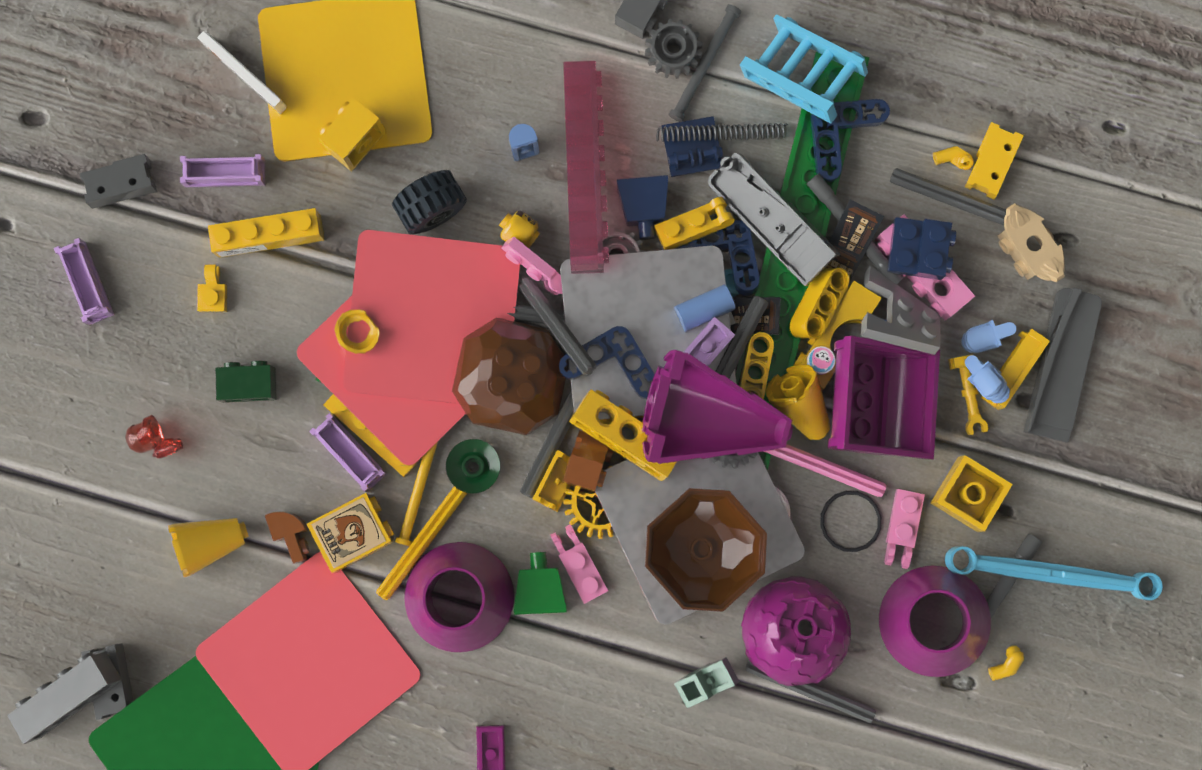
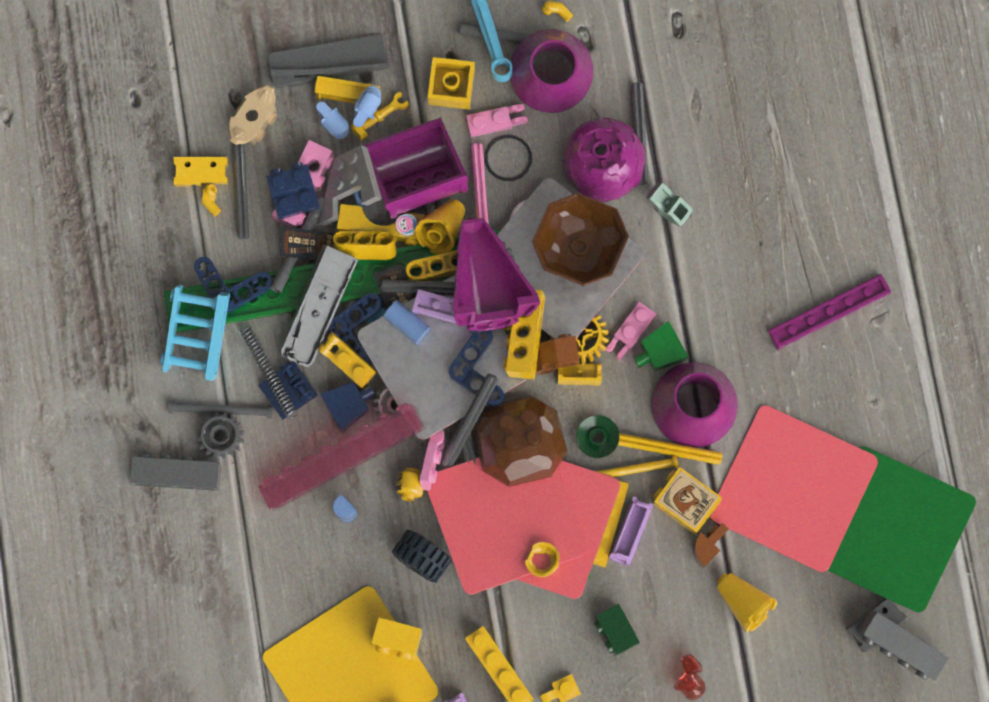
camera: 115 degrees left, 5 degrees down
(549, 448) = (556, 389): dark grey axle -> none

